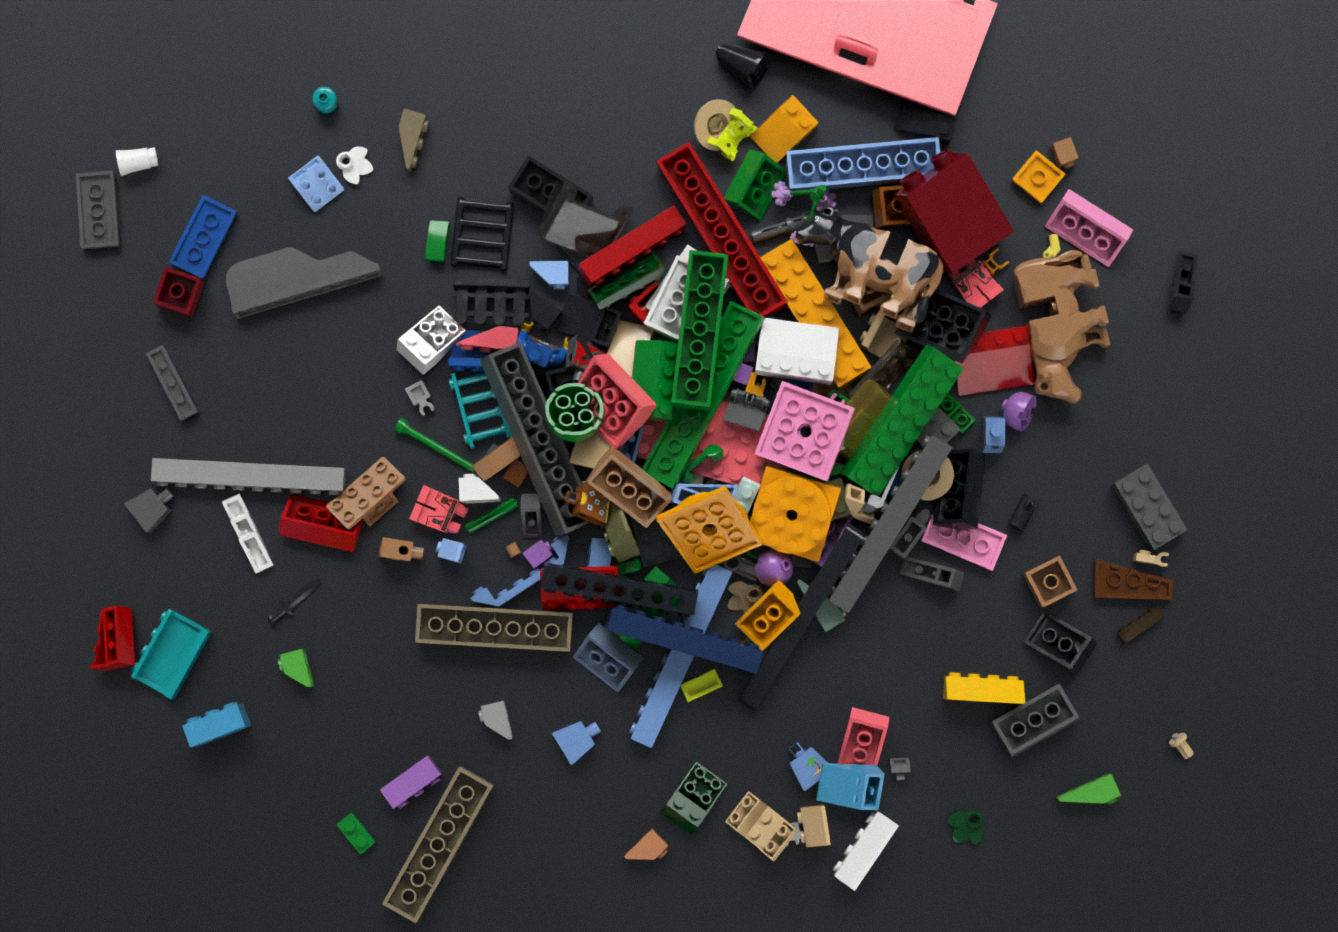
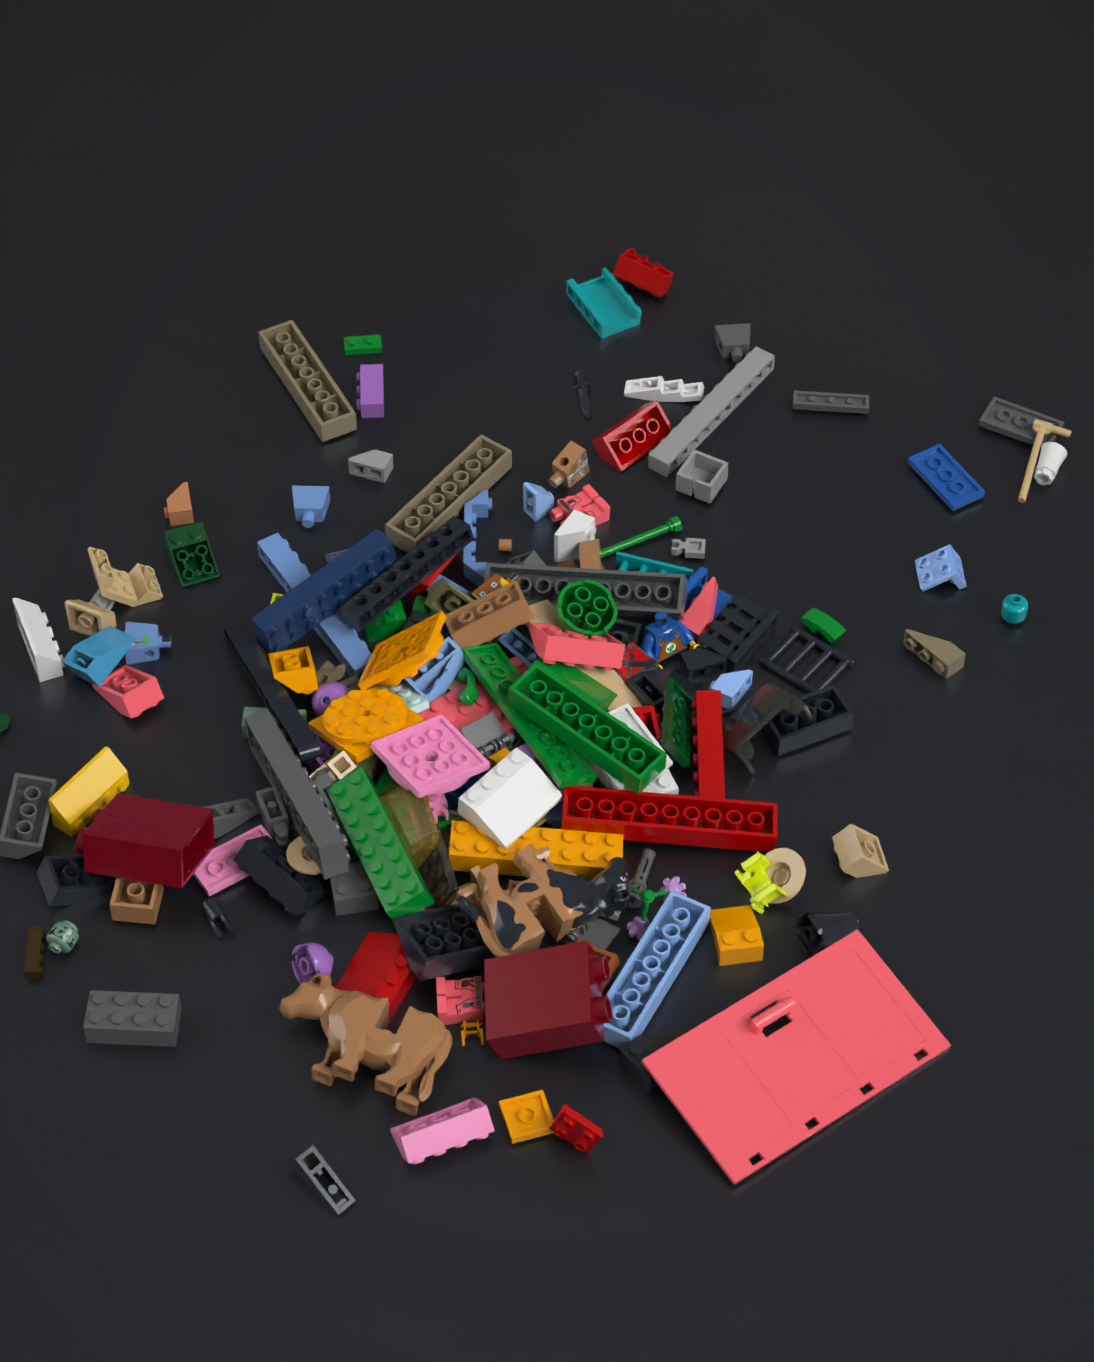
camera: 120 degrees right, 35 degrees down
(99, 184) = (1041, 428): none -> tan bar
(178, 292) = (906, 435): dark red brick -> none
(216, 724) = (522, 296): dark azure brick -> none
(291, 277) = (868, 514): dark grey piece -> none
(296, 666) = (525, 367): bright green slope -> none
(337, 432) = (702, 476): none -> light grey piece
(357, 164) = (939, 605): white plate -> none
(368, 495) = (631, 471): medium nougat bracket -> none
(429, 339) = (735, 572): white slope -> none
(491, 515) = (547, 543): green axle -> none
(539, 553) = (486, 551): medium lavender brick -> none
(652, 81) = (859, 852): none -> tan slope
(754, 184) = (701, 875): green slope -> none
(899, 766) = (83, 703): dark grey tile -> none
(957, 414) = (350, 921): green slope -> none
(993, 434) = (309, 927): medium blue torso -> none
(1009, 602) = (147, 840): none -> dark red brick
(1031, 132) = (576, 1129): none -> red bracket
(1054, 248) = (444, 1089): light yellow arm -> none
(1064, 153) = (533, 1152): medium nougat brick -> none
(1117, 611) = (62, 937): none -> sand green head
(1126, 583) = (83, 960): reddish brown wing -> none
(1146, 557) = (82, 995): tan plate -> none

